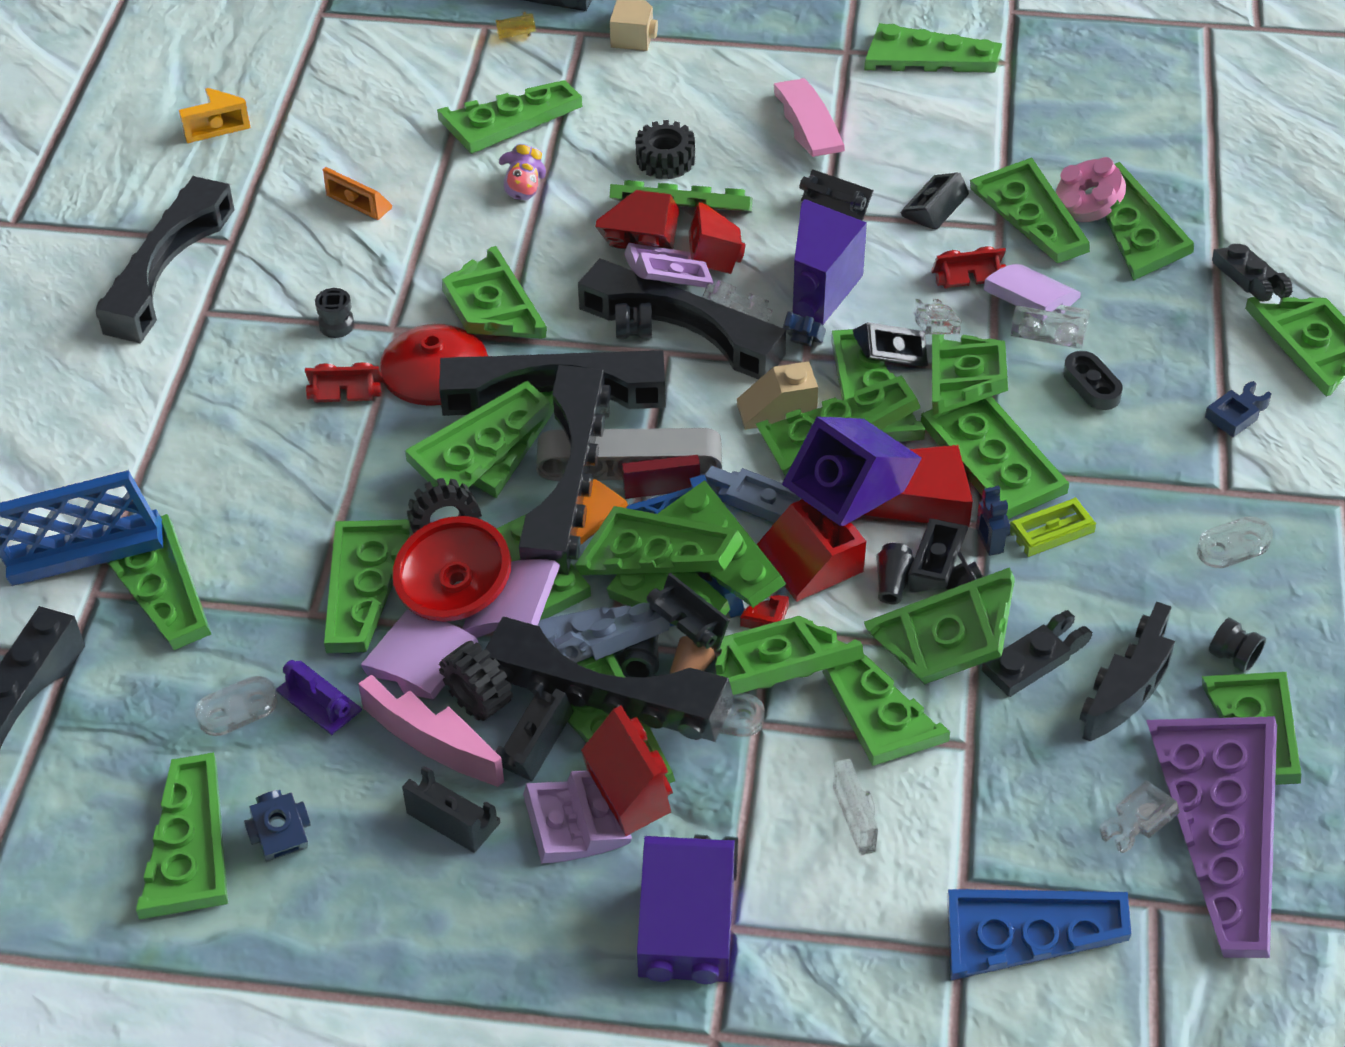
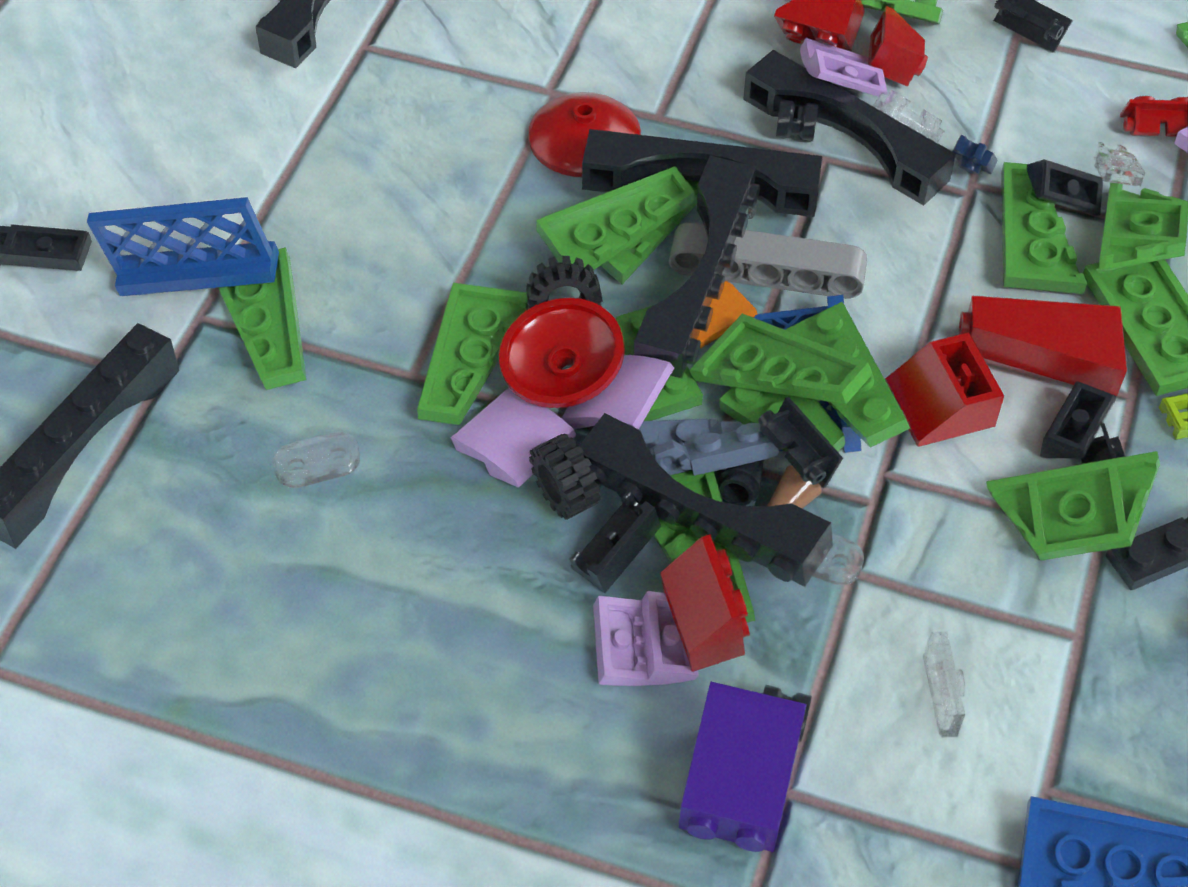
camera: 10 degrees right, 5 degrees up
(188, 843) = (240, 596): bright green wing -> none
(278, 840) = (337, 611): dark blue brick -> none
(316, 697) = (399, 464): dark purple hinge -> none
(327, 380) = (506, 139): red hinge -> none
(334, 312) = (493, 67): black wheel -> none
(438, 736) = (515, 528): bright pink slope -> none
(449, 812) = (513, 611): black hinge -> none
(492, 300) = (655, 76): bright green wing -> none
(659, 476) = (795, 288): dark red tile -> none
(751, 492) = (892, 322): sand blue hinge -> none
(765, 612) = (884, 457): red tile -> none
(778, 393) = (937, 224): tan slope -> none
(781, 653) = (892, 501): bright green wing -> none
(826, 260) = (1010, 86): dark purple slope -> none
(849, 468) = (999, 314): dark purple slope -> none
(878, 404) = (977, 269): bright green wing -> none
(880, 714) = (986, 584): bright green wing -> none
(892, 571) = (1027, 430): black cone -> none
(936, 200) = (1138, 40): black slope -> none
(992, 521) = (1144, 395): dark blue plate -> none

